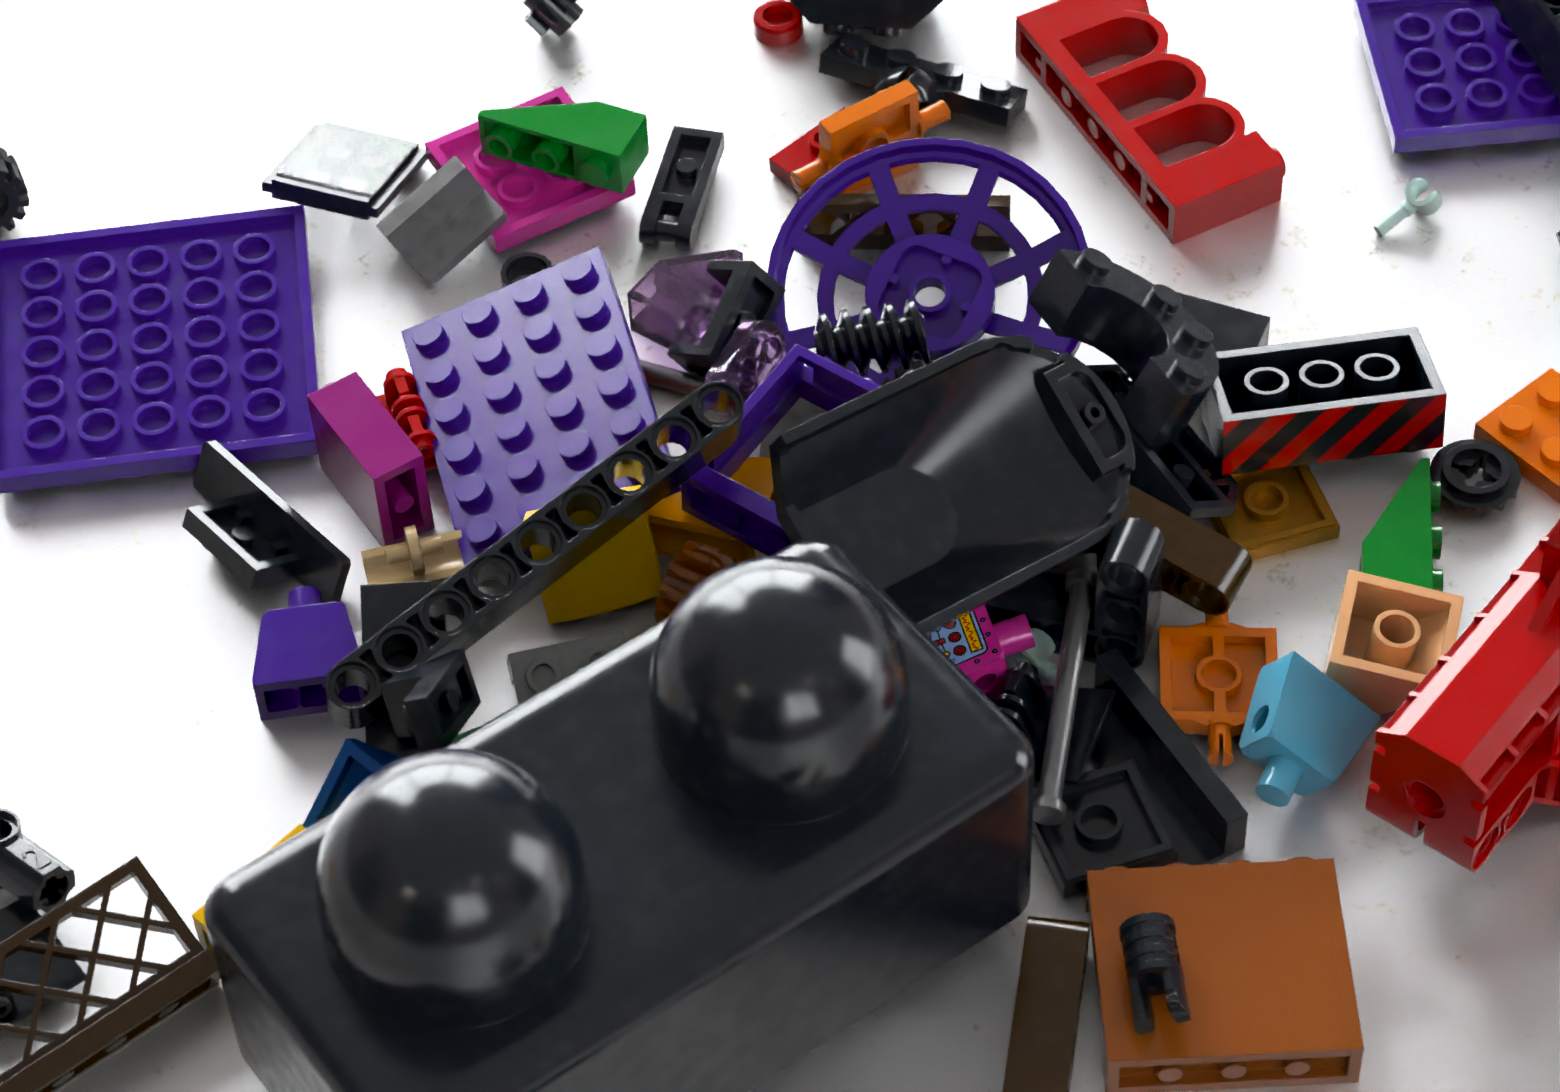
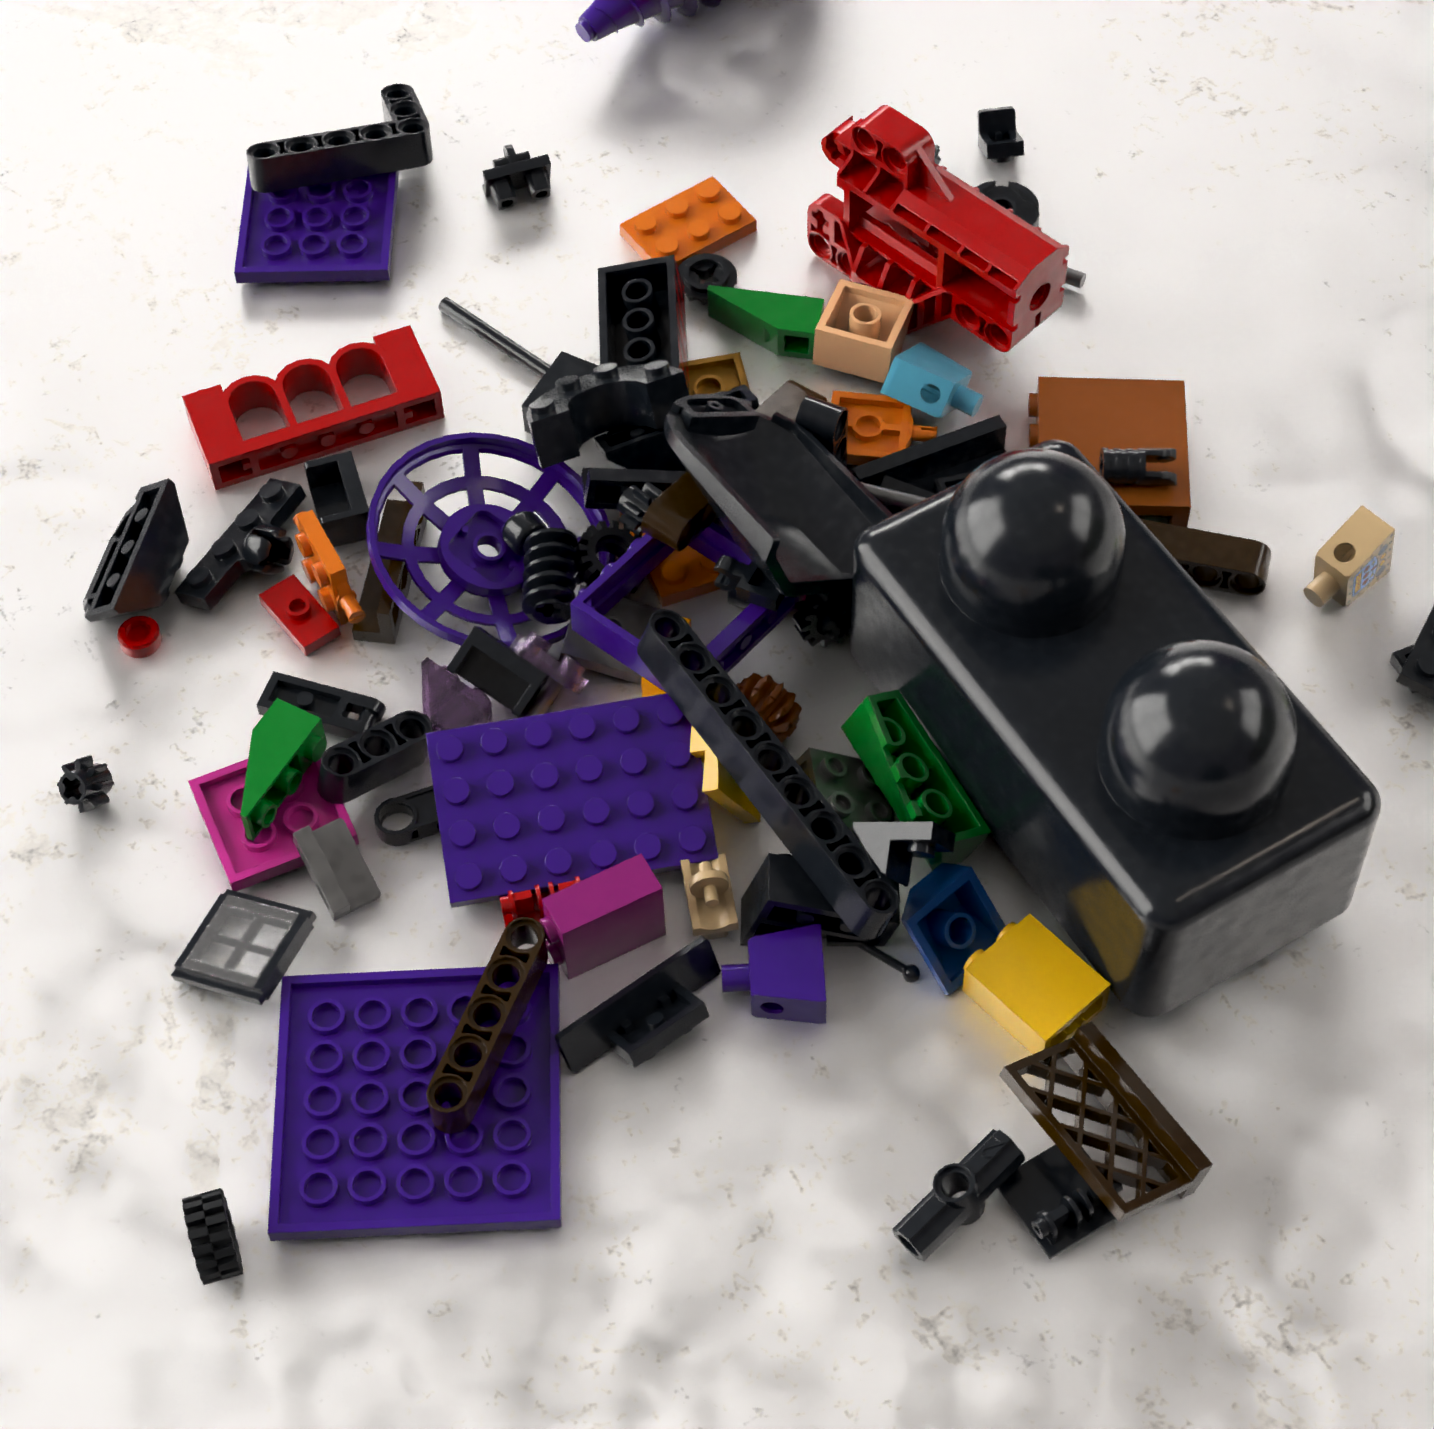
camera: 85 degrees left, 5 degrees up
(211, 369) = (487, 1043): none -> dark brown beam
(591, 209) = (373, 757): none -> black beam
(947, 317) = (519, 528): none -> black piece
(1034, 146) = (338, 498): none -> black panel
(1317, 267) = (493, 337): none -> bar
(1410, 205) = (447, 276): light aqua hand -> none

